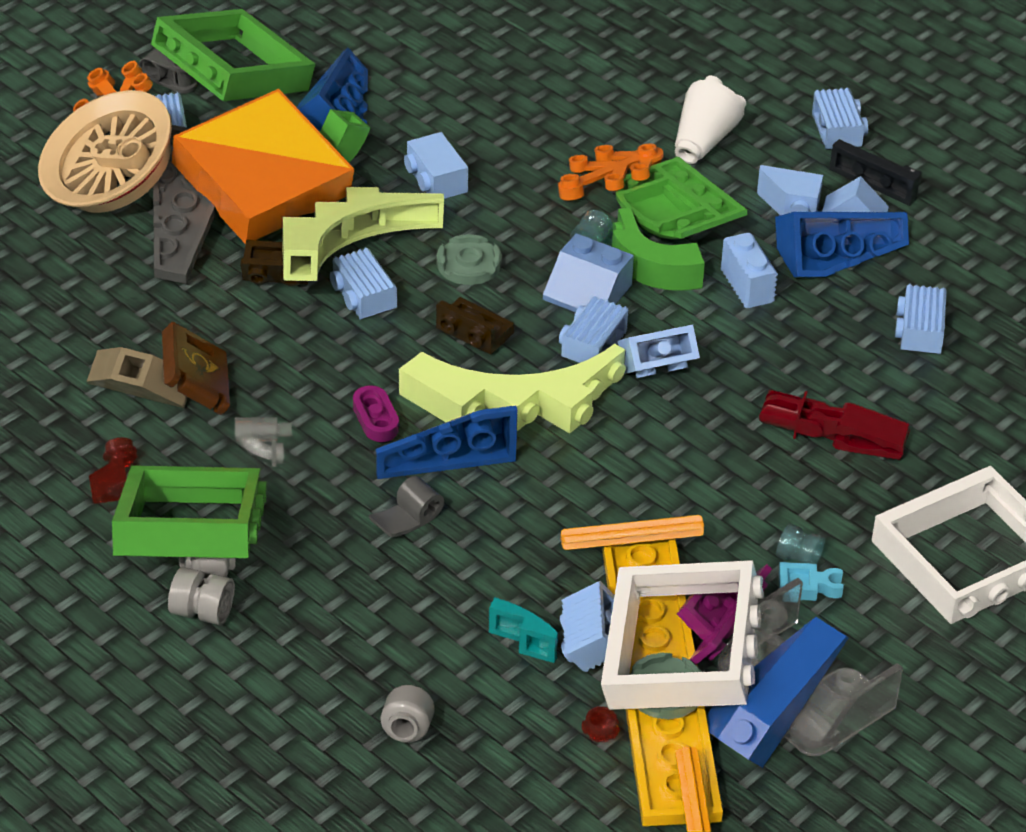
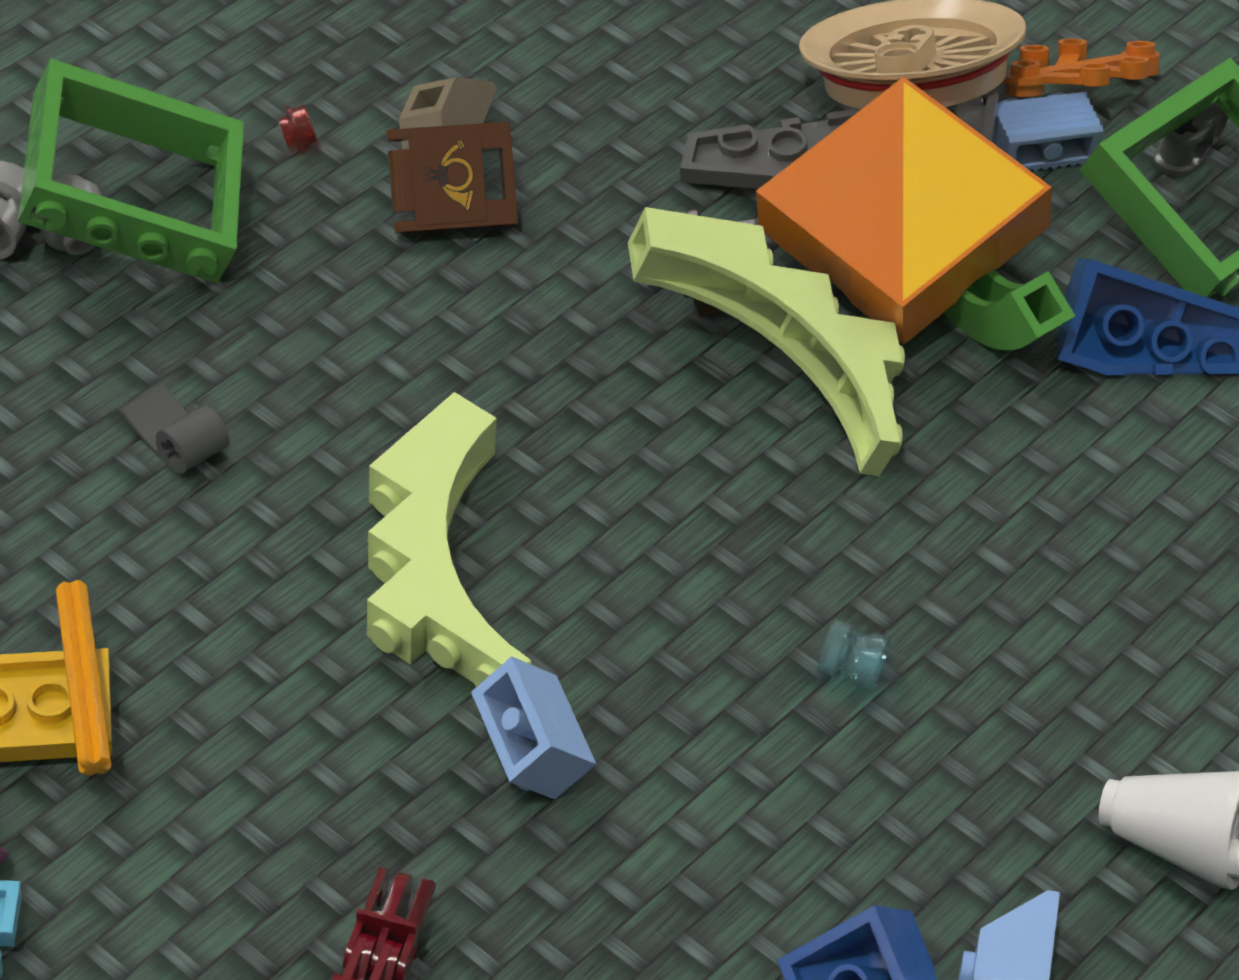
camera: 85 degrees right, 5 degrees up
(108, 482) = (257, 125): clear red slope -> none
(254, 430) = (349, 268): clear plant -> none
(363, 283) = (684, 366): light blue brick -> none
(375, 413) = (385, 388): magenta plate -> none
(436, 165) = (998, 451): light blue brick -> none
(464, 442) = (318, 488): blue wedge -> none
(469, 260) = (778, 505): sand green tile -> none
(473, 324) = (594, 497): dark brown bracket -> none
(588, 270) = (730, 651): slope -> none
(593, 329) = (590, 652): light blue brick -> none
(610, 166) = (1088, 739): orange plant -> none
(656, 263) = (795, 719): bright green arch -> none
(677, 201) = (954, 771): bright green slope -> none
(748, 270) = (772, 874): light blue brick -> none
(799, 545) = (65, 911): clear light blue wheel -> none

